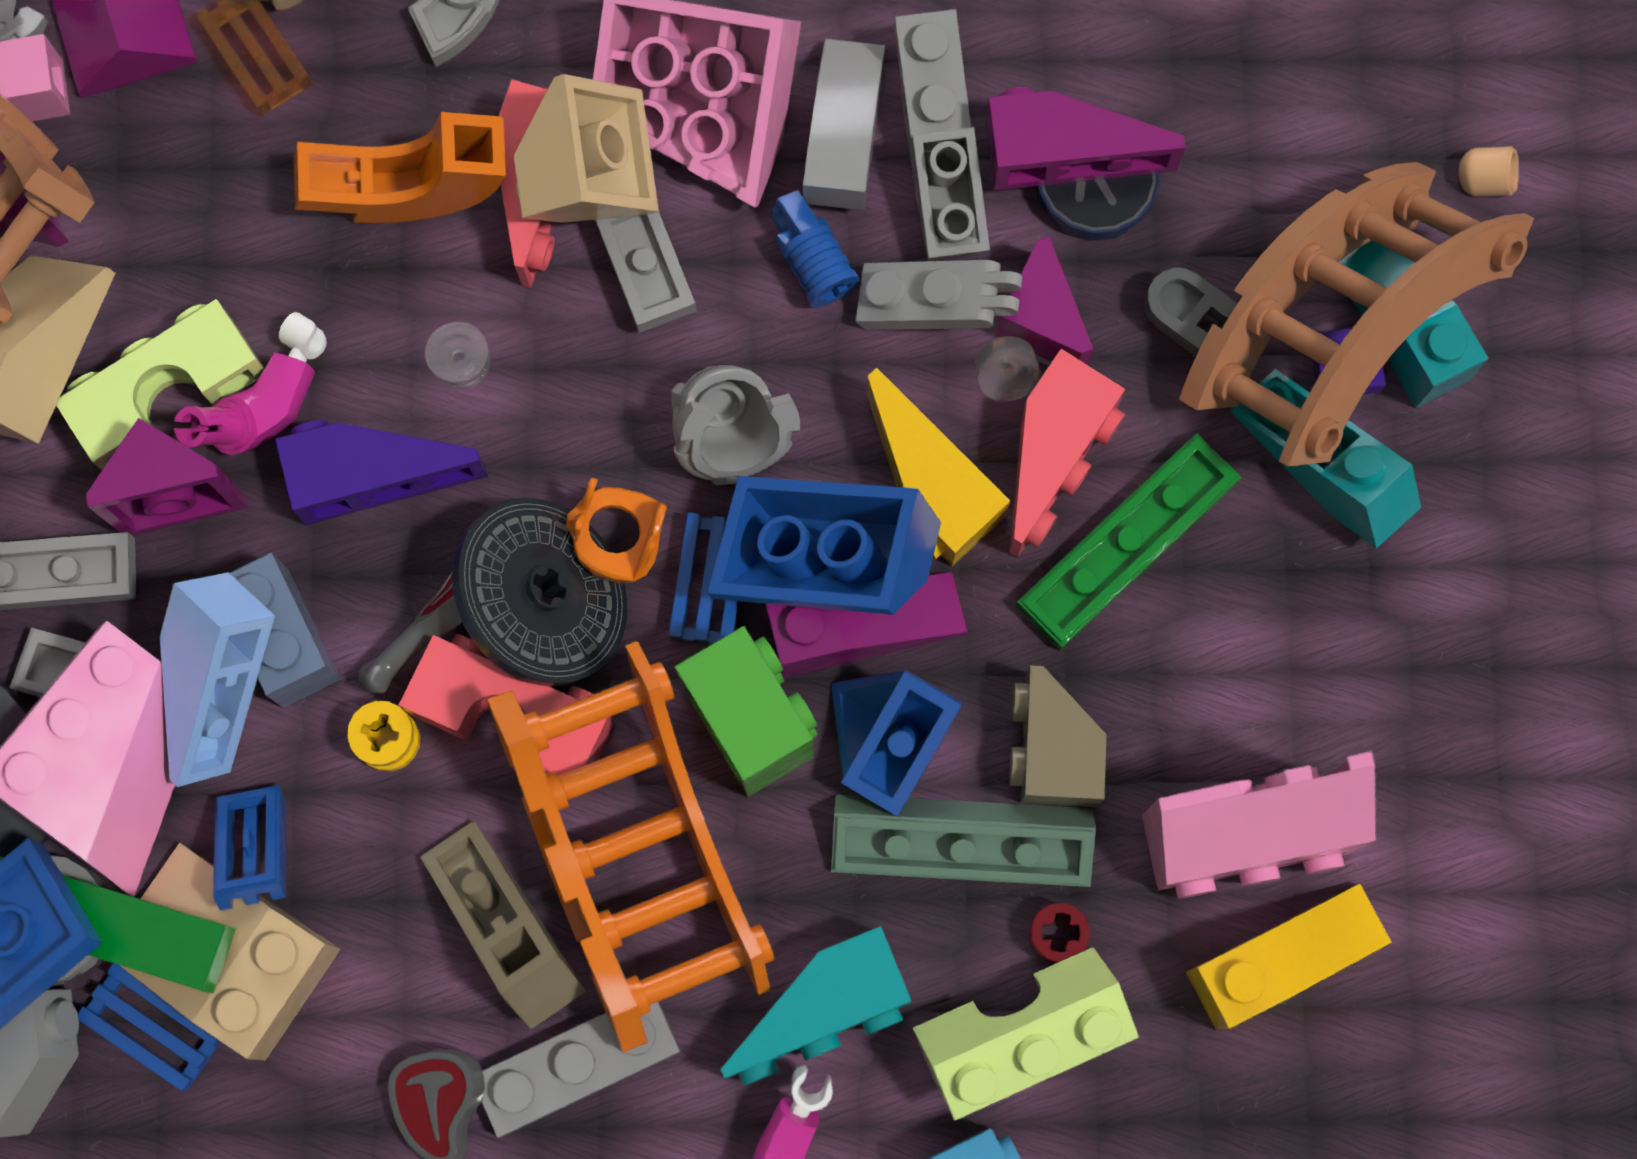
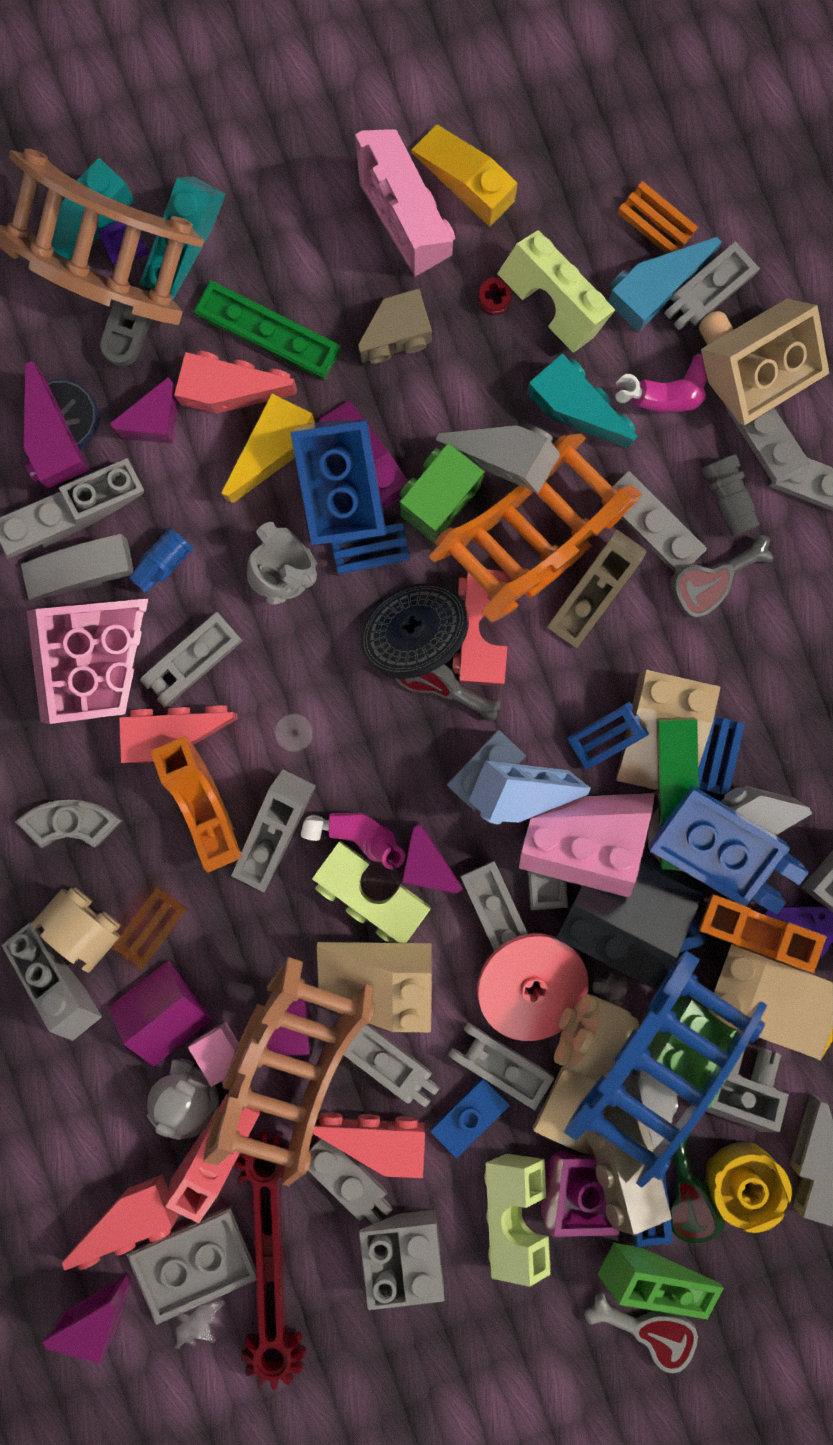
camera: 110 degrees left, 10 degrees up
(324, 276) = (273, 829): none -> light grey slope
(356, 468) = (377, 764): dark purple slope -> none
(396, 742) = (515, 693): yellow wheel -> none
(586, 154) = (156, 696): tan slope -> none
(622, 566) = (354, 586): orange piece -> none
(765, 845) = (508, 452): none -> light grey slope
(889, 733) = (420, 414): blue slope -> none
(935, 295) = (165, 478): light grey hinge -> none
(965, 841) = (462, 361): sand green slope -> none
(1007, 369) = (192, 426): clear tile -> none

